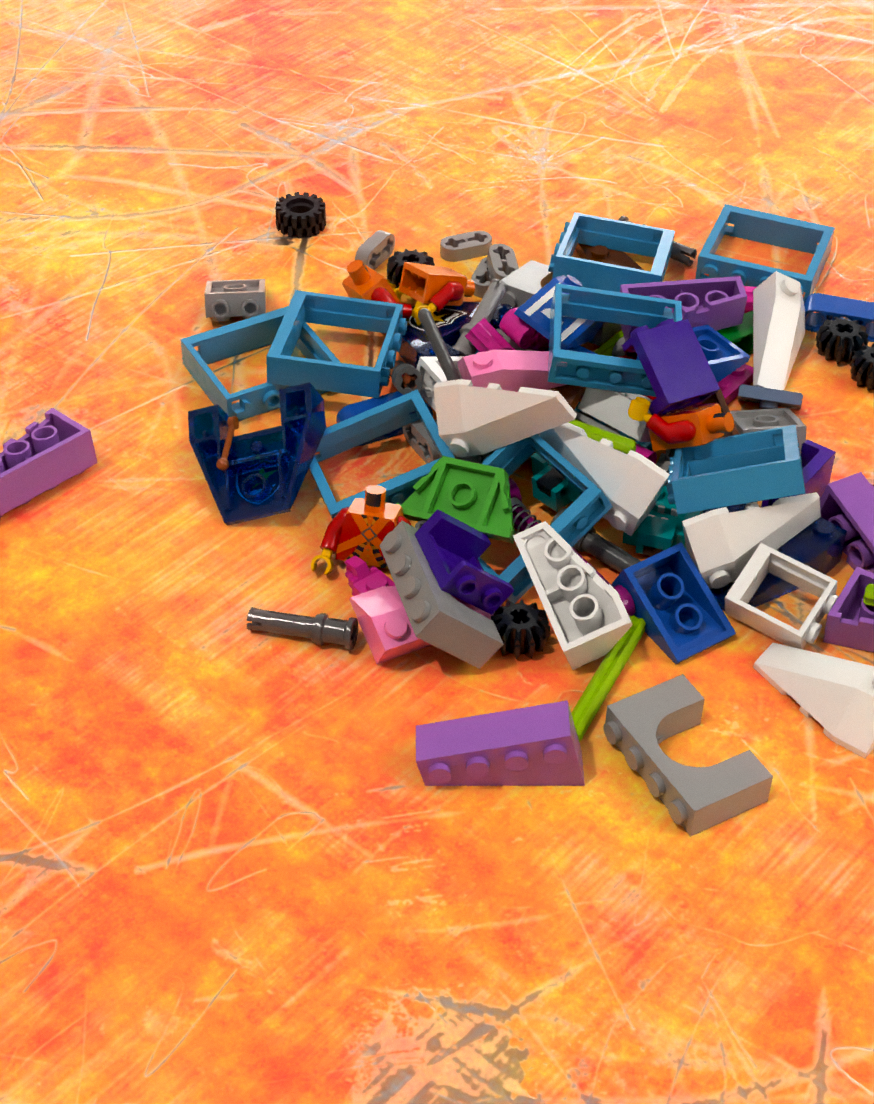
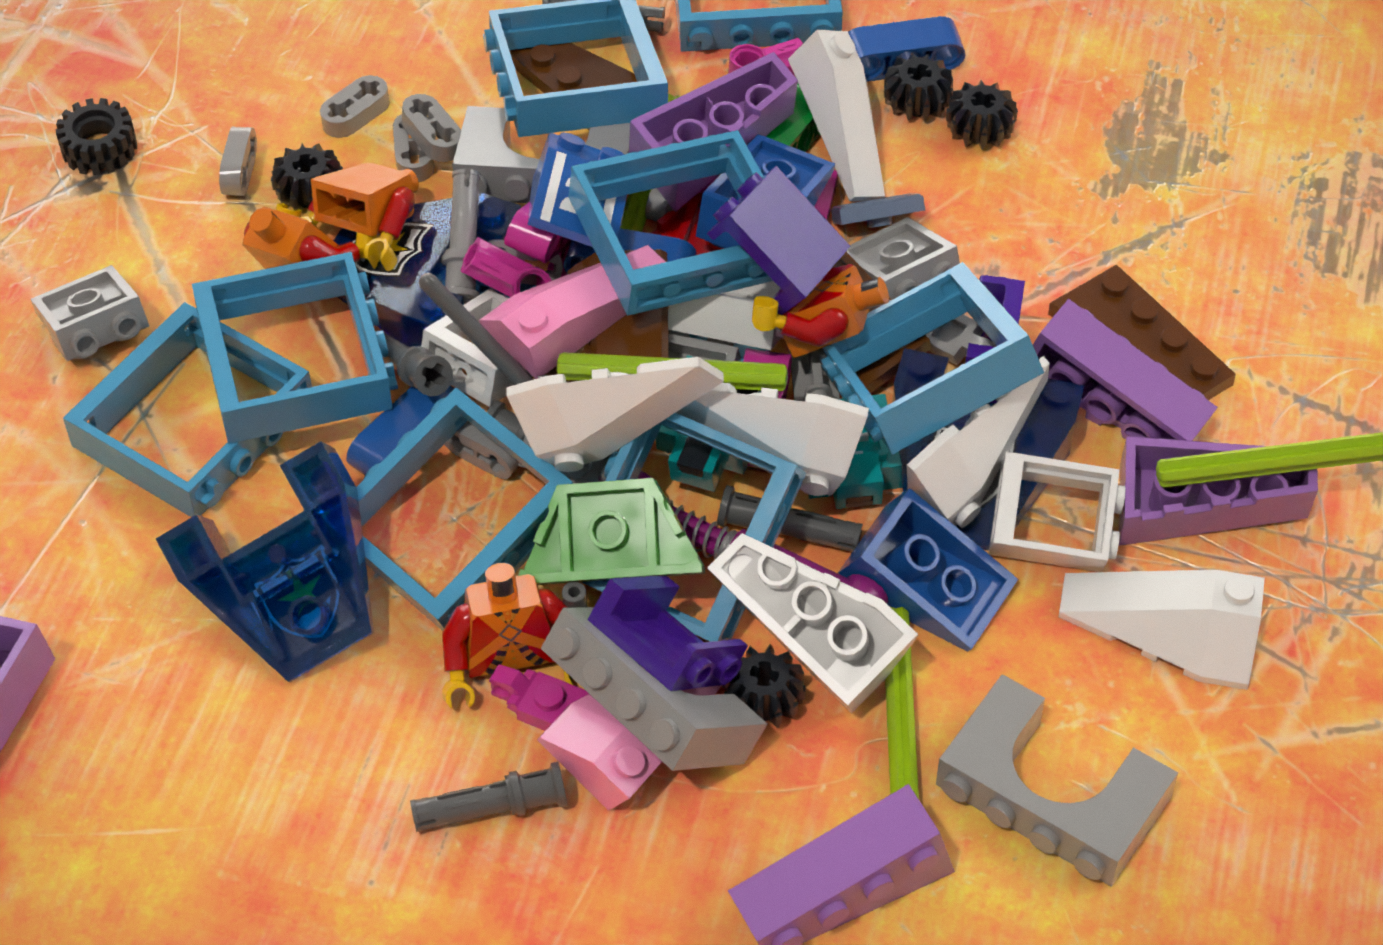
camera: 25 degrees left, 10 degrees up
(222, 463) = (247, 598): dark orange hinge -> none

